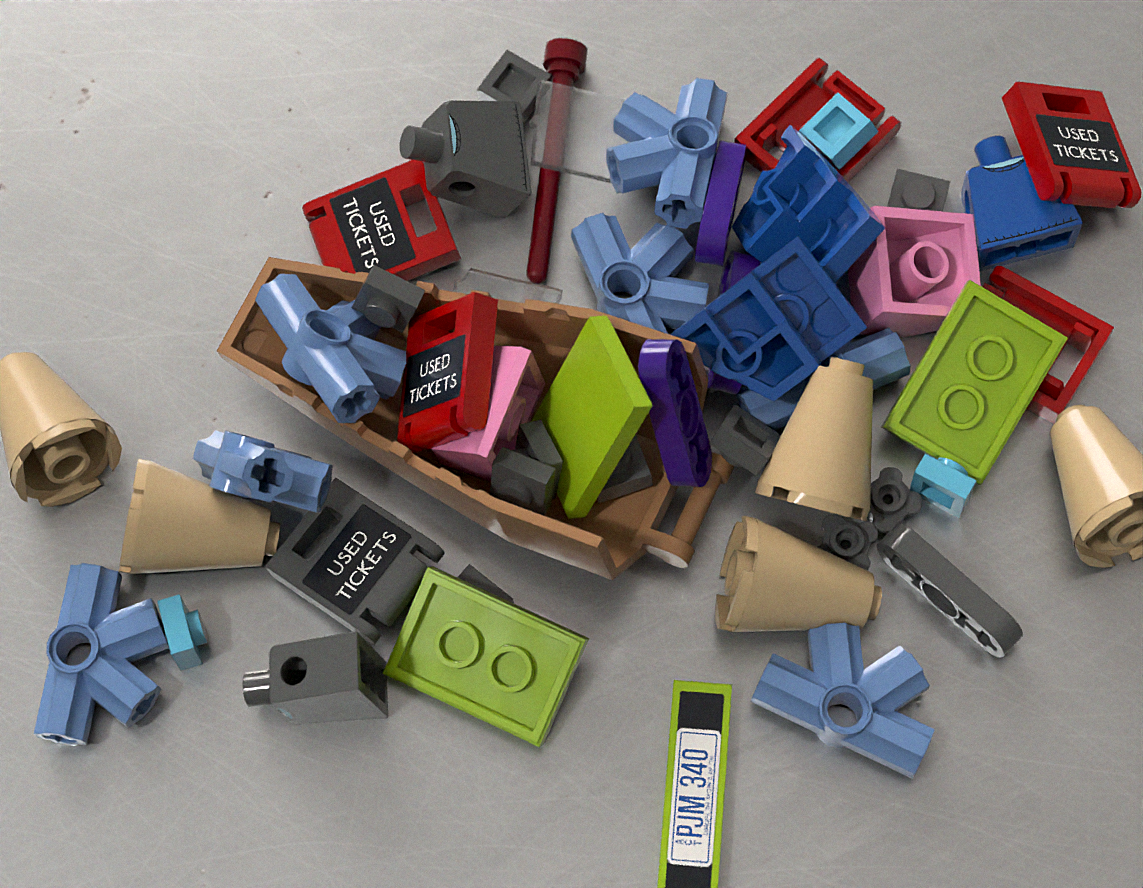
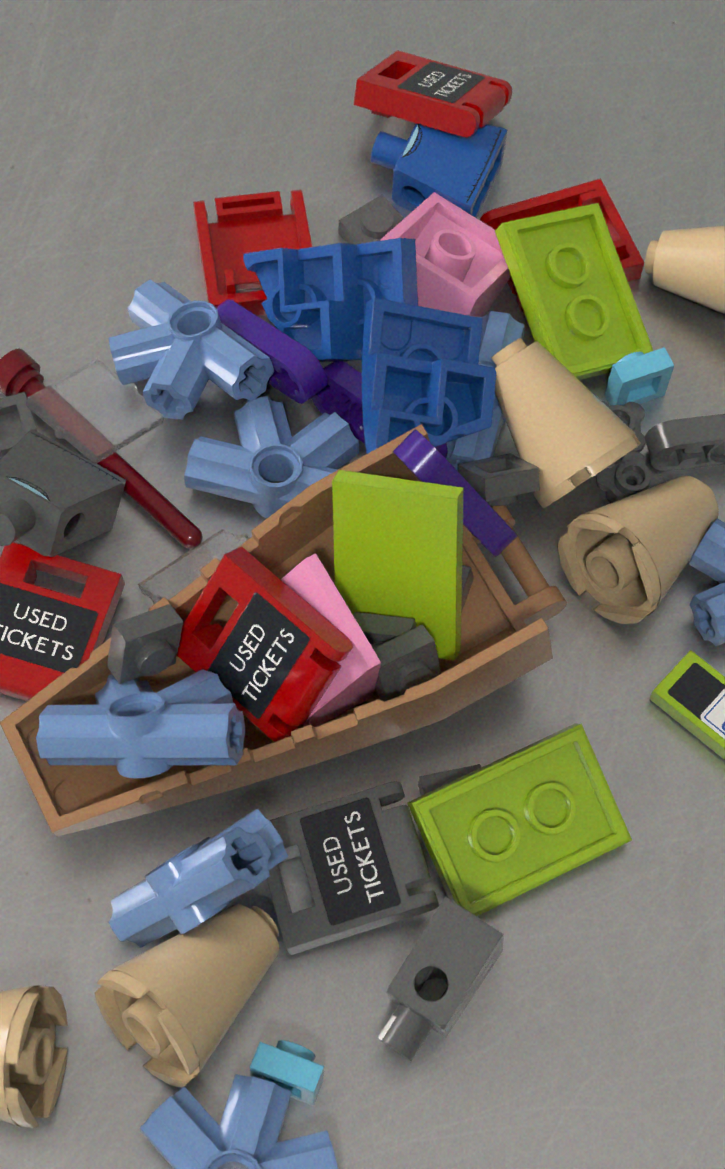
camera: 60 degrees left, 5 degrees down
(838, 130) = (276, 224): medium azure plate -> none

